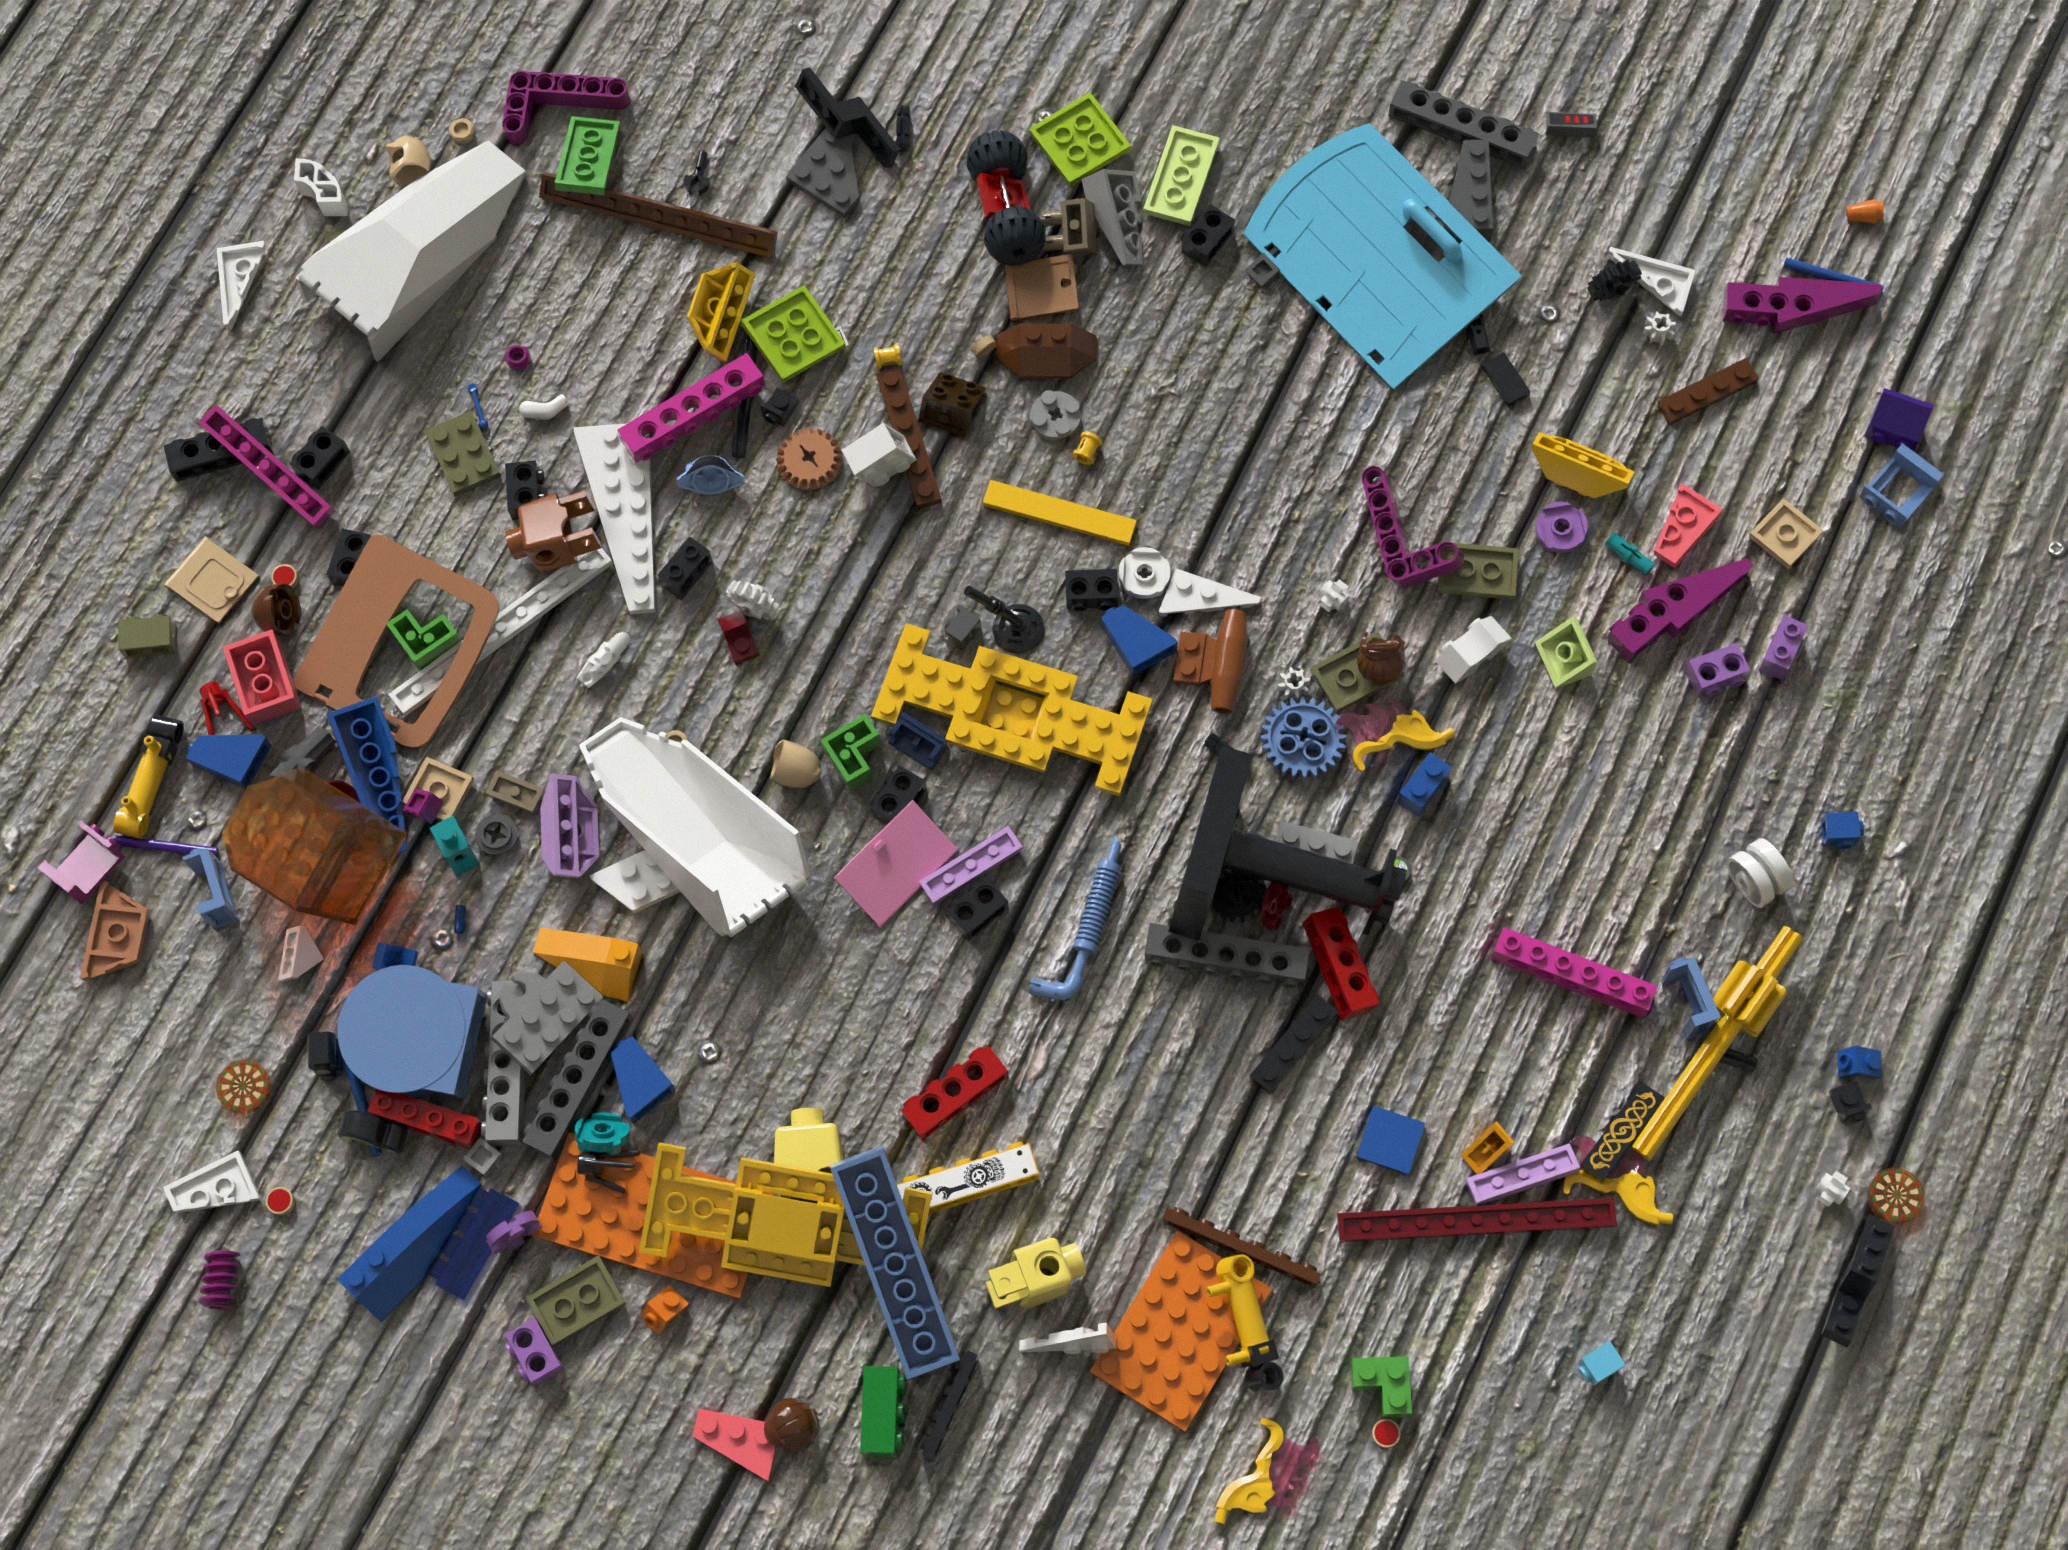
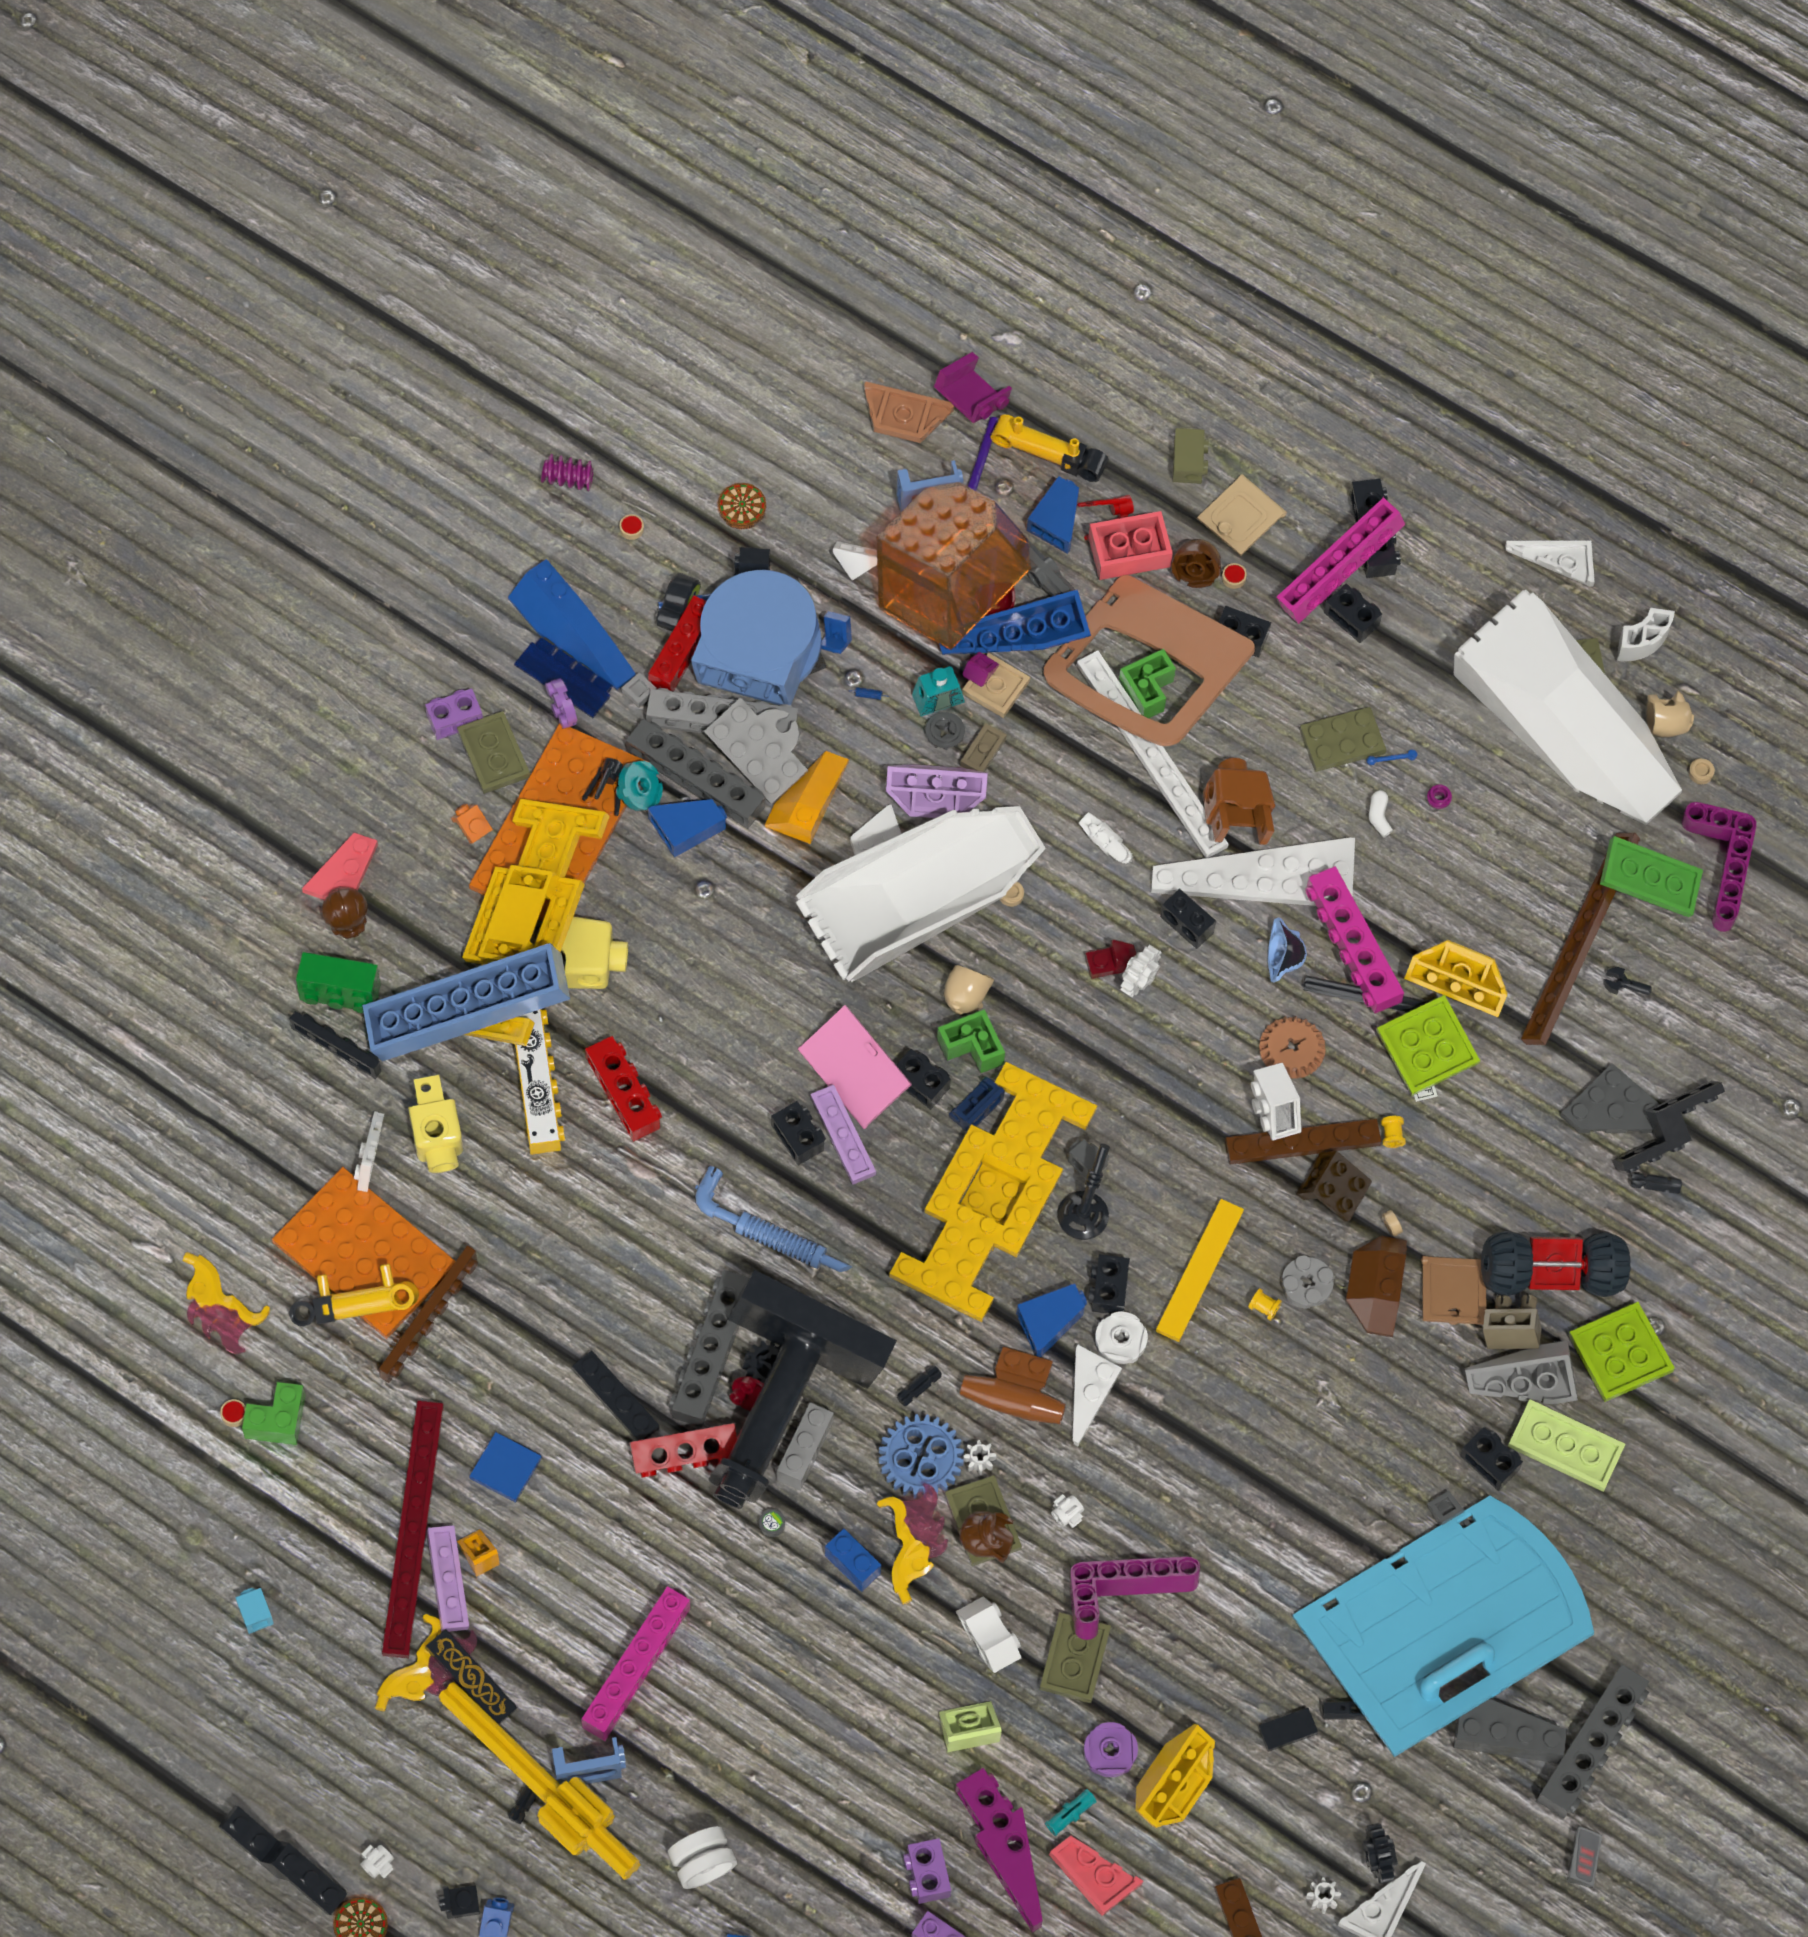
camera: 90 degrees right, 5 degrees down
(213, 1186) = (654, 475): white wing -> none
(521, 490) = (1293, 780): black brick -> none
(779, 407) = (1351, 1025): black bracket -> none

